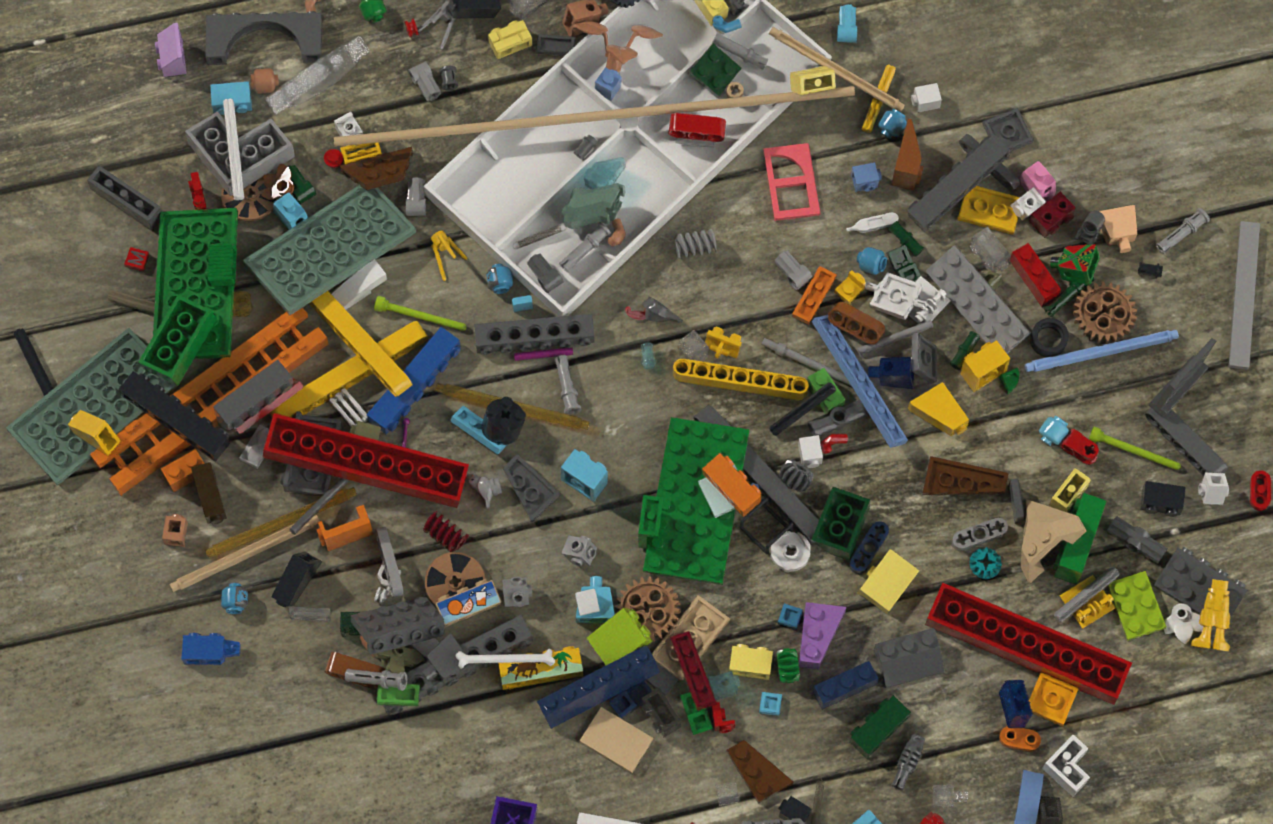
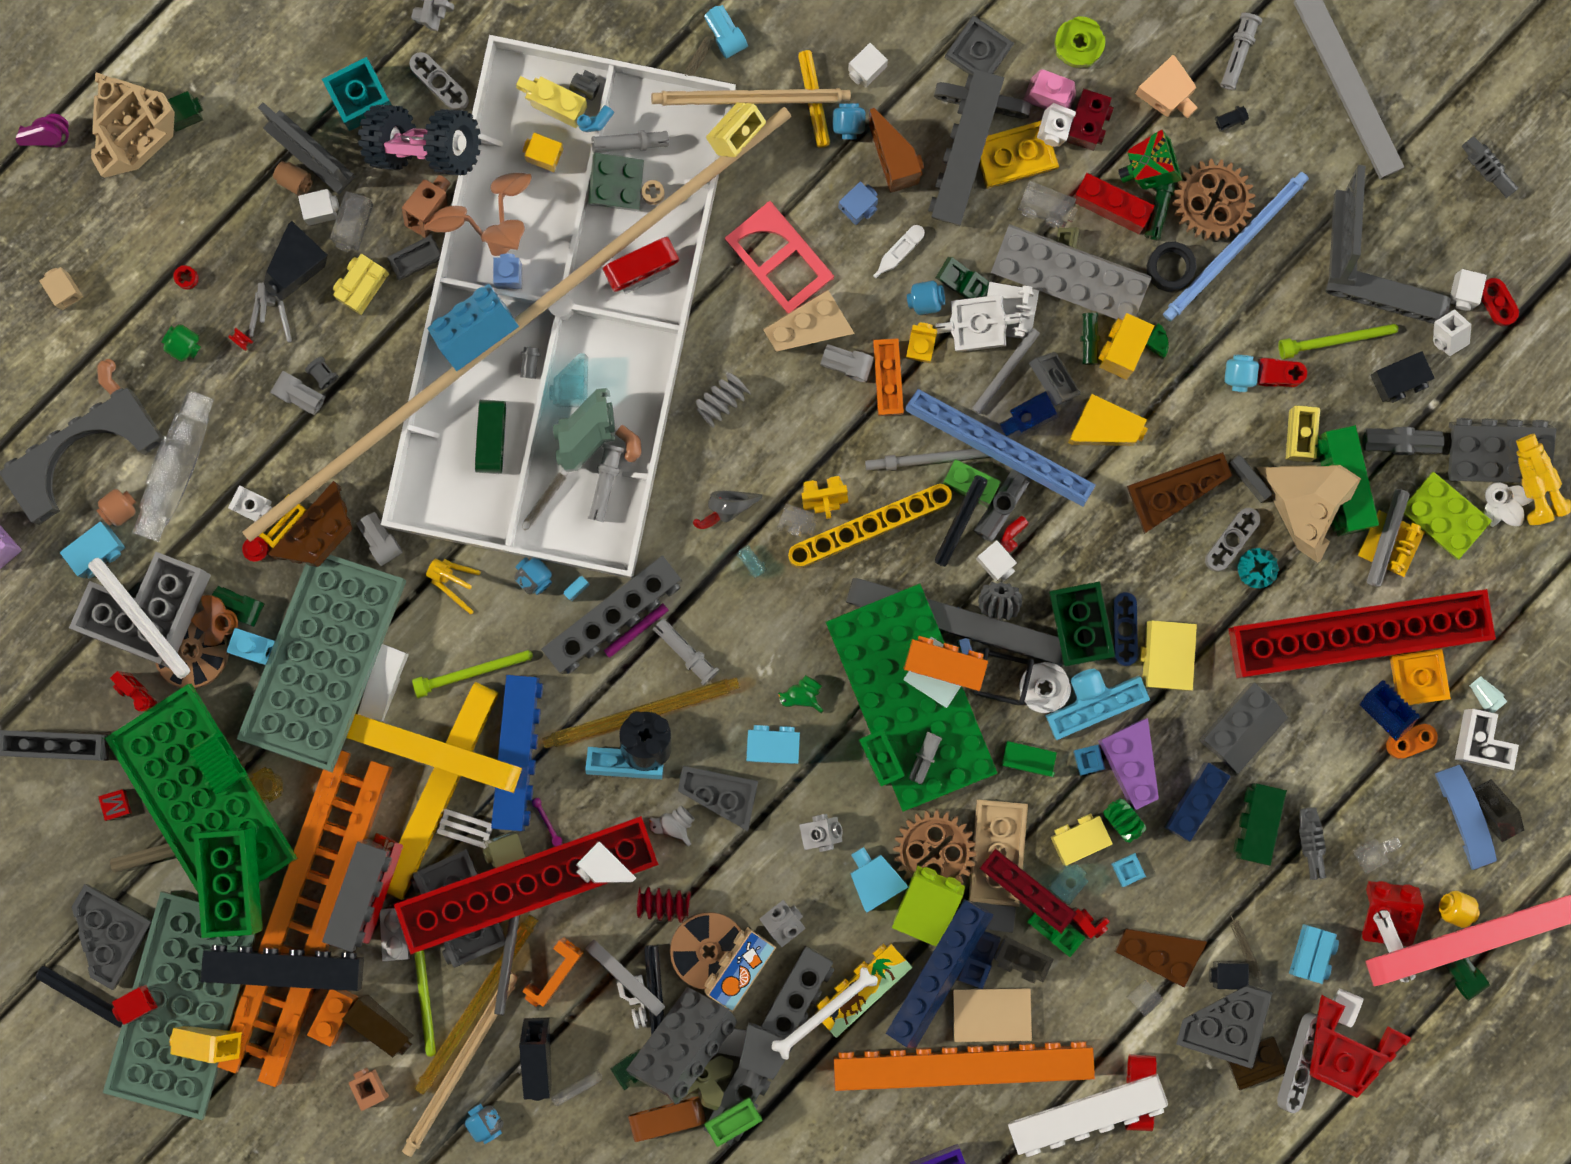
camera: 30 degrees left, 15 degrees up
(64, 383) = (133, 1005): none -> red brick
(77, 334) = (108, 934): none -> dark grey plate
(268, 463) = (425, 1003): none -> lime piece
(385, 679) = (711, 1120): light grey pin -> none
(407, 577) = (654, 981): none -> black axle
(423, 476) = (603, 867): none -> white slope
(530, 176) = (490, 436): none -> dark green beam
(547, 277) = (585, 542): dark grey piece -> none
(563, 100) = (472, 327): none -> dark azure brick
(575, 760) = (963, 1067): none -> orange brick
(587, 602) = (869, 890): white slope -> none
(625, 457) = (802, 694): none -> green animal
(679, 540) = (924, 758): none -> light grey axle
(680, 26) = (543, 152): none -> yellow brick
(749, 591) = (1029, 759): none -> green panel
(782, 229) = (809, 323): none -> tan wedge
(818, 580) = (1095, 702): none -> medium azure plate
(865, 322) = (955, 382): dark orange beam -> none
(906, 238) = (947, 247): dark green pin -> none
(1078, 154) = (1076, 28): none -> lime plate
(1091, 227) = (1141, 111): dark grey piece -> none
(1092, 739) = (1488, 696): none -> light aqua cone
(1243, 469) = (1467, 289): none -> white brick

